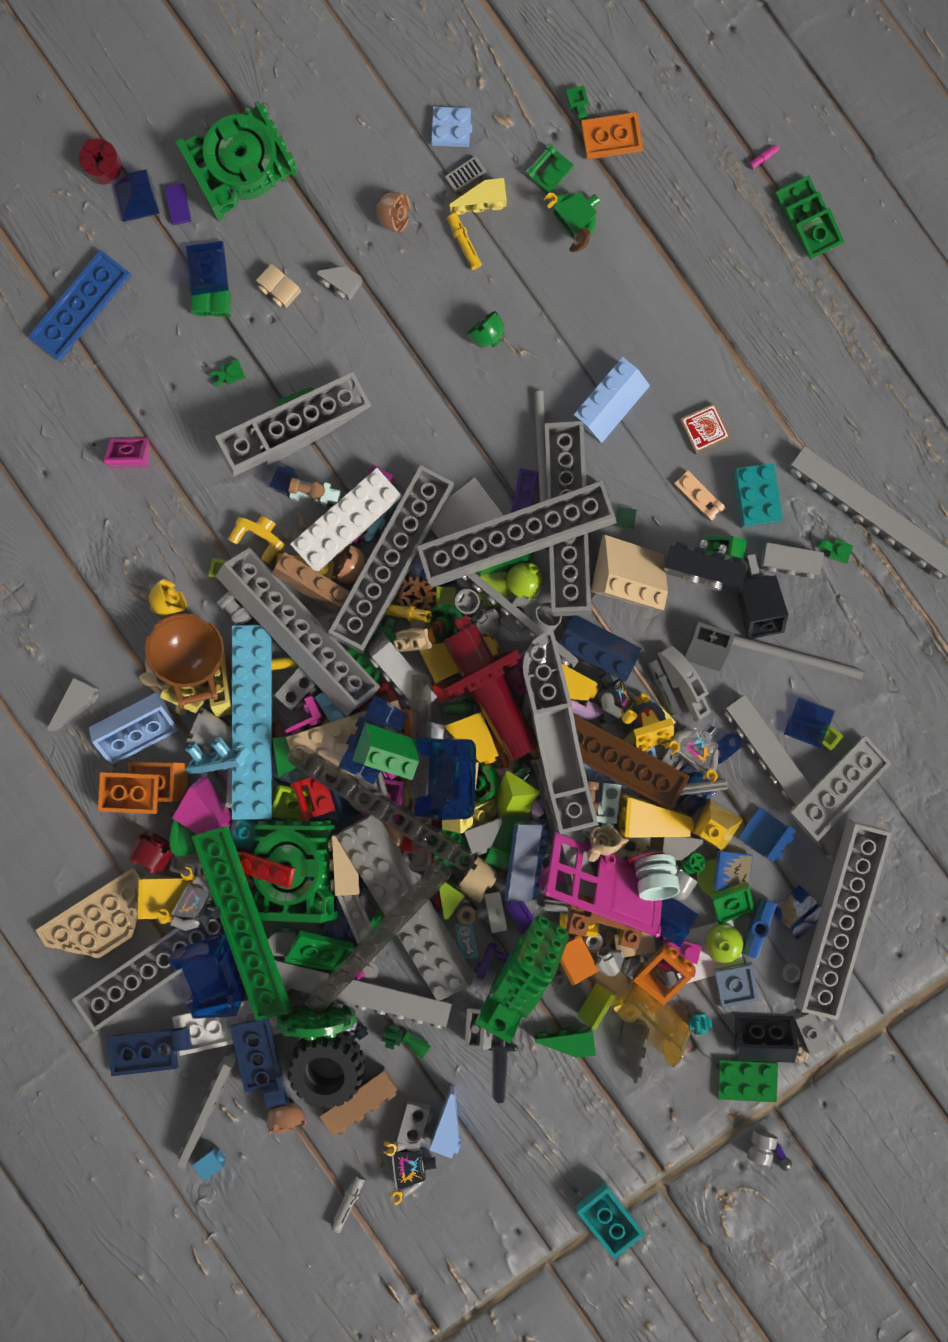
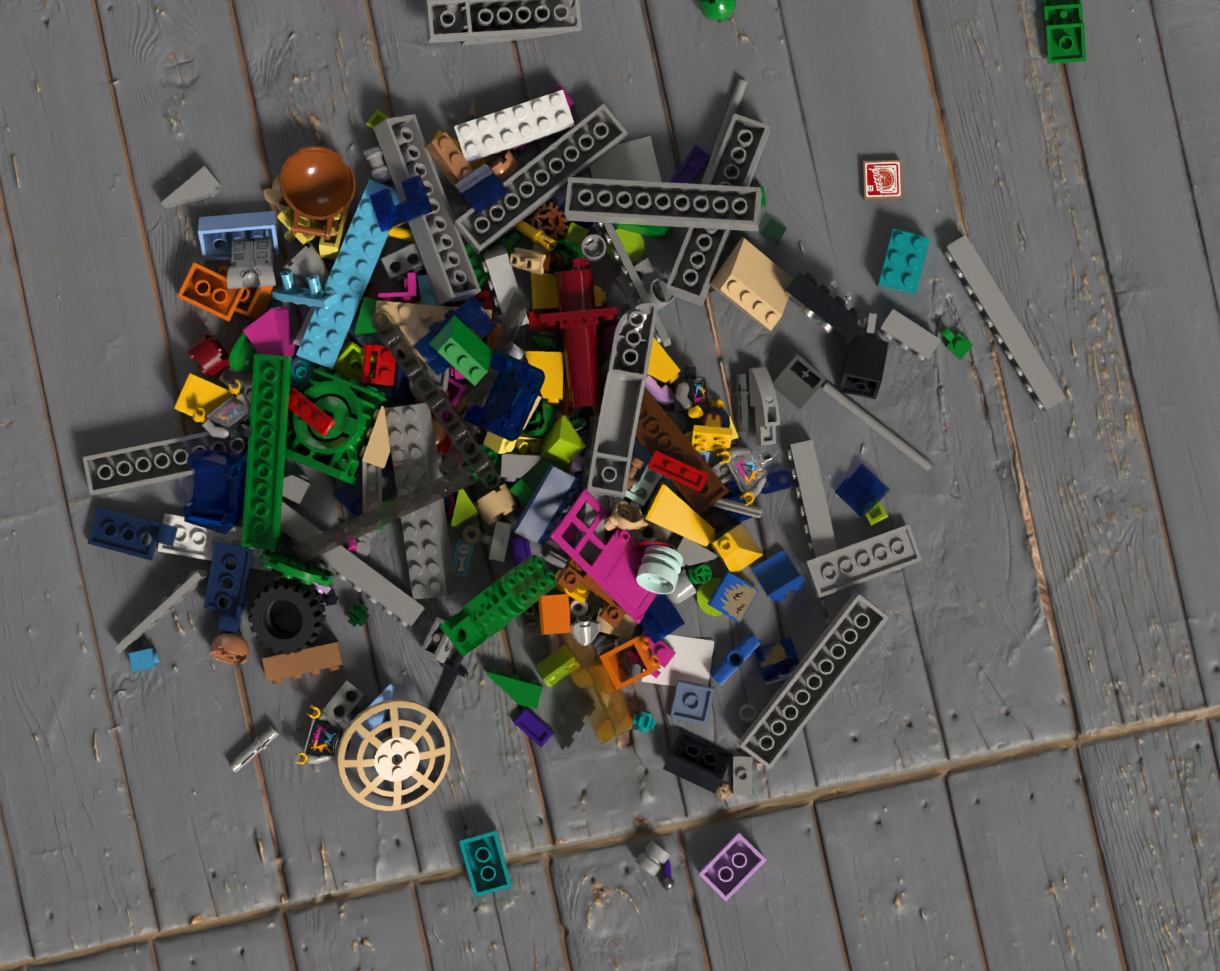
camera: 25 degrees right, 0 degrees up
(97, 921) = (133, 398): tan plate -> none
(154, 751) = (251, 263): none -> light grey piece
(165, 599) = (317, 130): yellow cylinder -> none
(261, 528) = (433, 101): yellow connector -> none
(282, 479) = (472, 64): clear blue brick -> none
(285, 634) = (394, 216): none -> clear blue plate
(316, 492) = (496, 87): hips -> none
(317, 951) = (322, 506): green plate -> none
(340, 591) = (481, 189): none -> clear blue slope
(379, 524) = (543, 142): medium azure hinge -> none
(416, 1044) = (377, 633): green cone -> none
(480, 1149) = (387, 749): none -> tan dish
(486, 620) = (604, 272): light grey brick -> none
(491, 952) = (465, 588): dark purple piece -> none
(525, 580) = (655, 250): lime cylinder -> none
(599, 1071) = (533, 727): none -> dark purple tile
(600, 648) = (698, 341): dark blue slope -> none
(611, 400) = (806, 117): light blue slope -> none
(635, 778) = (677, 471): none -> red plate
(698, 495) = (850, 239): light nougat plate -> none
(723, 943) = (697, 659): lime cylinder -> none
(732, 902) = (720, 624): green plate -> none
(735, 545) = (861, 299): green slope -> none
(747, 1080) = (665, 793): green plate -> none
(840, 1124) = (732, 866): none -> lavender brick

